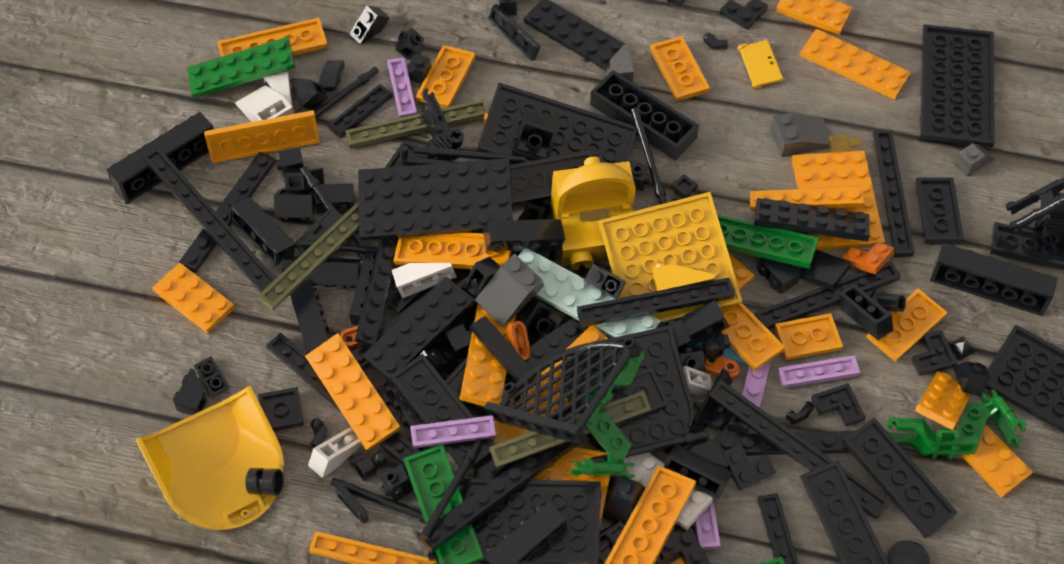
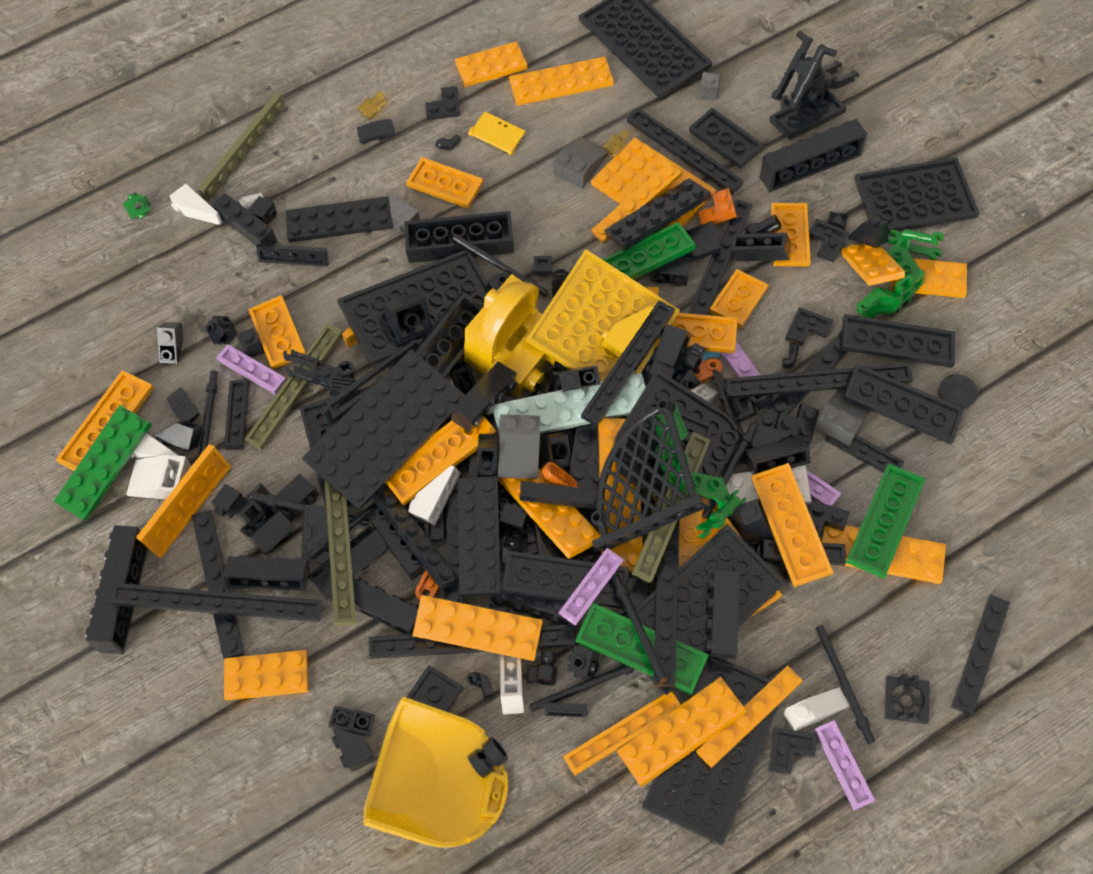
camera: 40 degrees left, 5 degrees up
(784, 493) = (841, 418): none -> dark grey slope
(818, 372) = (771, 316): lavender plate -> none

